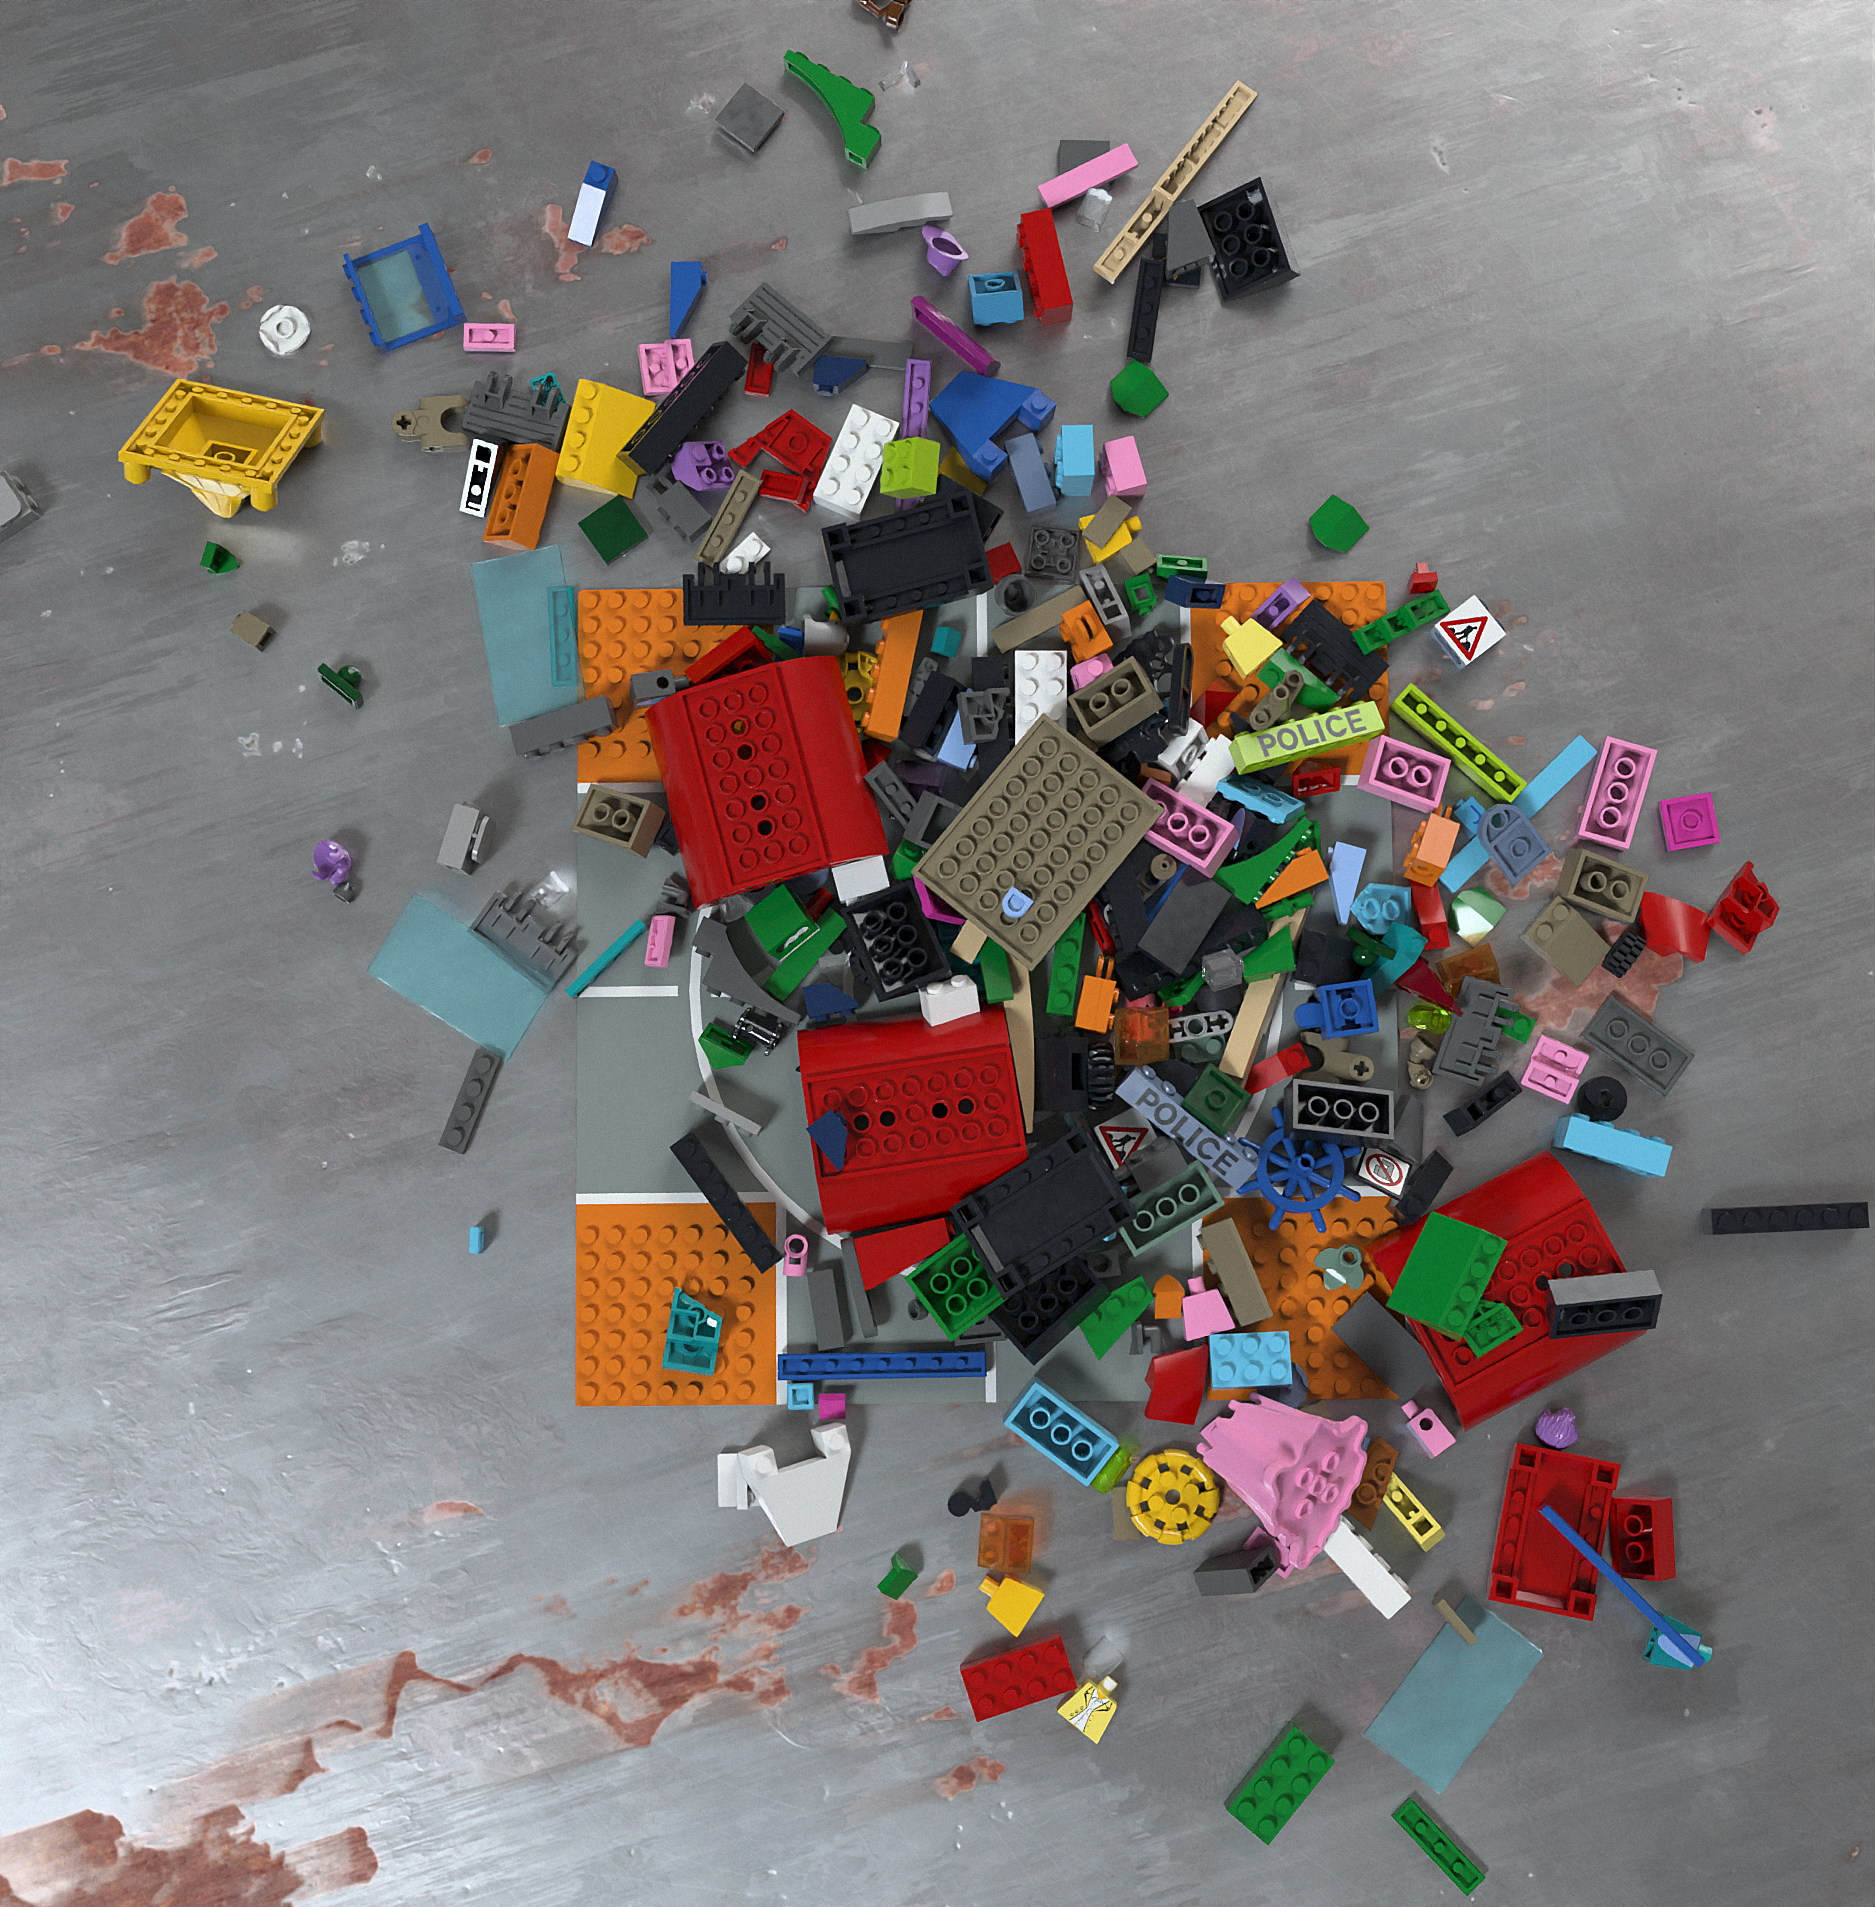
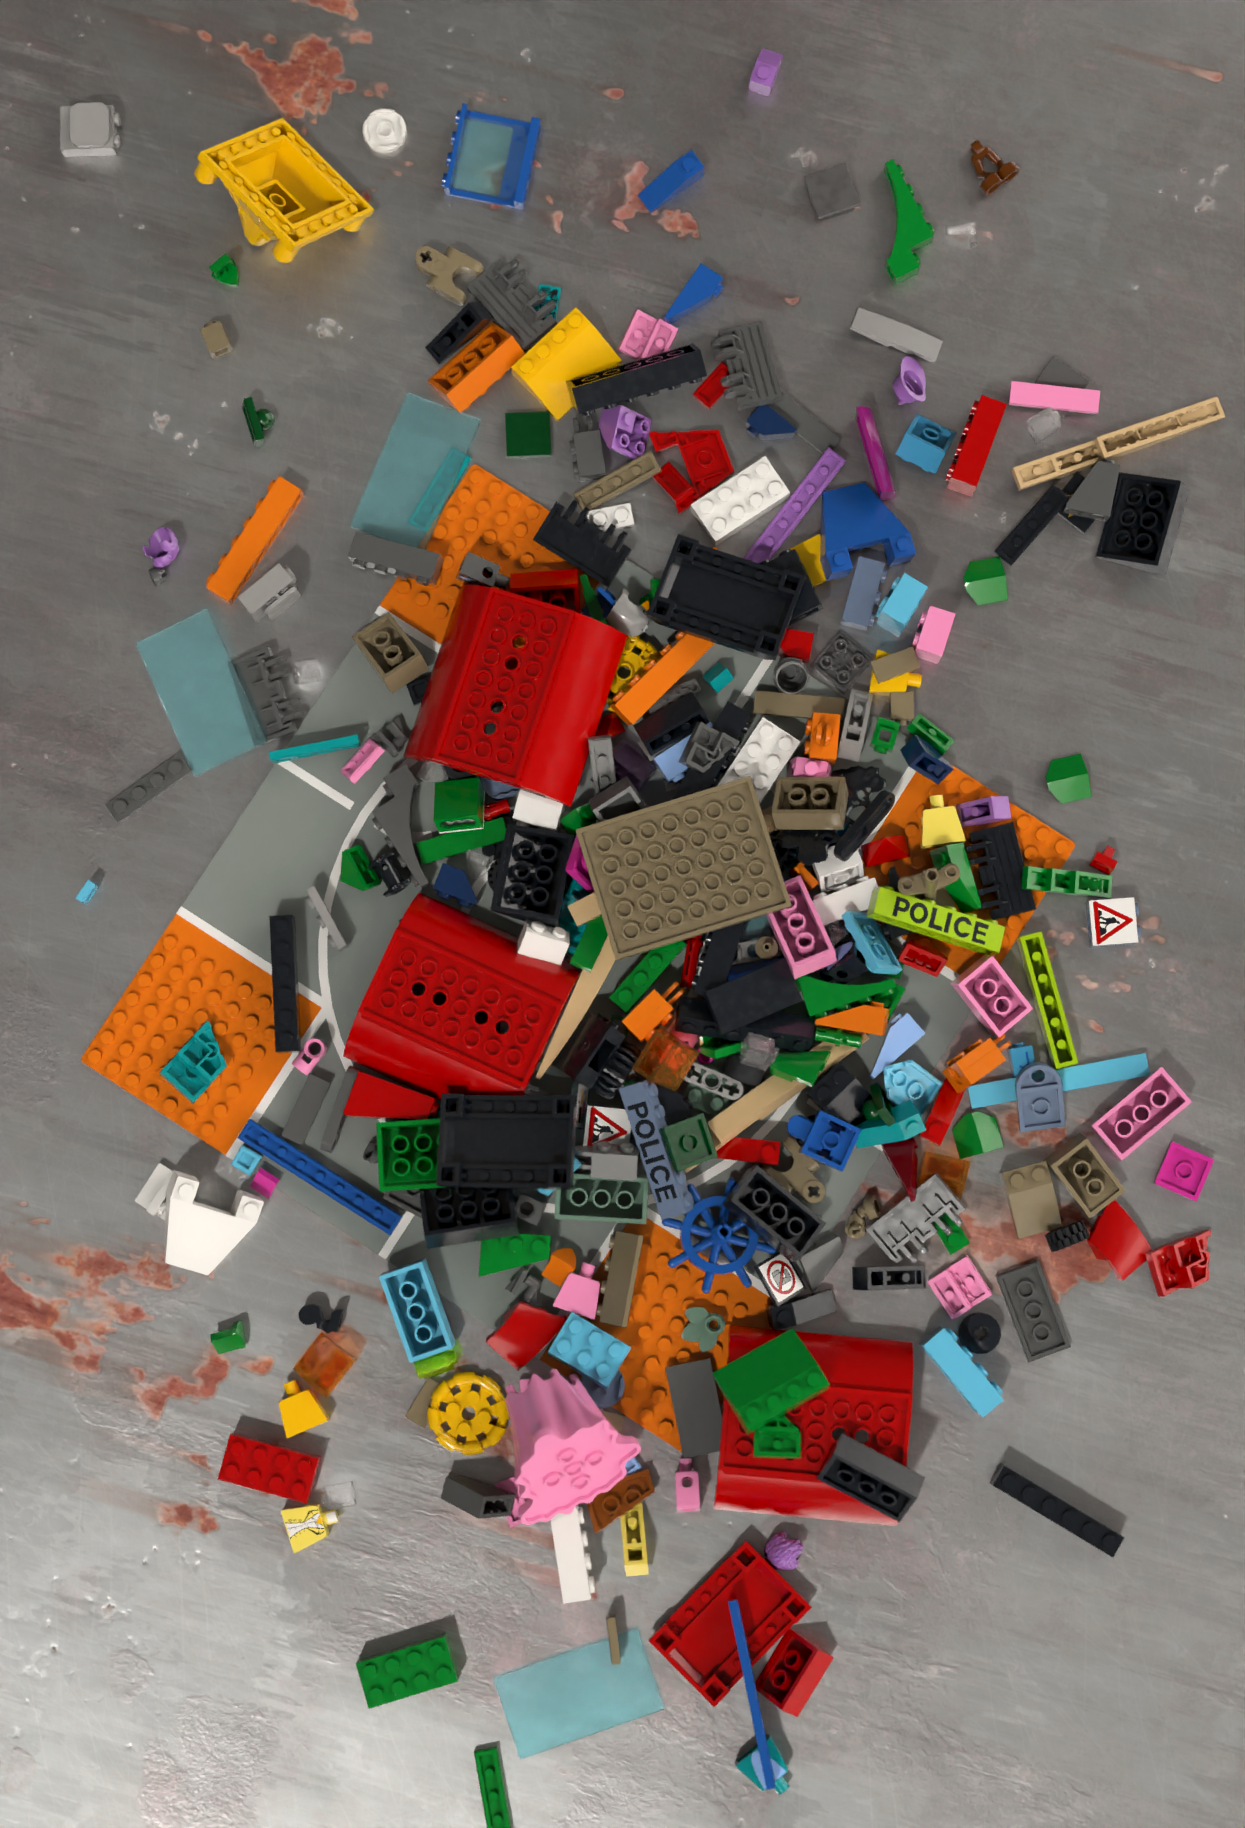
camera: 35 degrees right, 0 degrees up
(416, 798) = (254, 540): none -> orange brick
(489, 337) = (531, 233): bright pink plate -> none
(613, 46) = (765, 72): none -> medium lavender slope
(831, 1137) = (389, 985): dark blue slope -> none
(909, 468) = (774, 531): lime brick -> none
(1016, 903) = (636, 903): light blue tile -> none
(1429, 1019) = (889, 1189): clear neon green head -> none

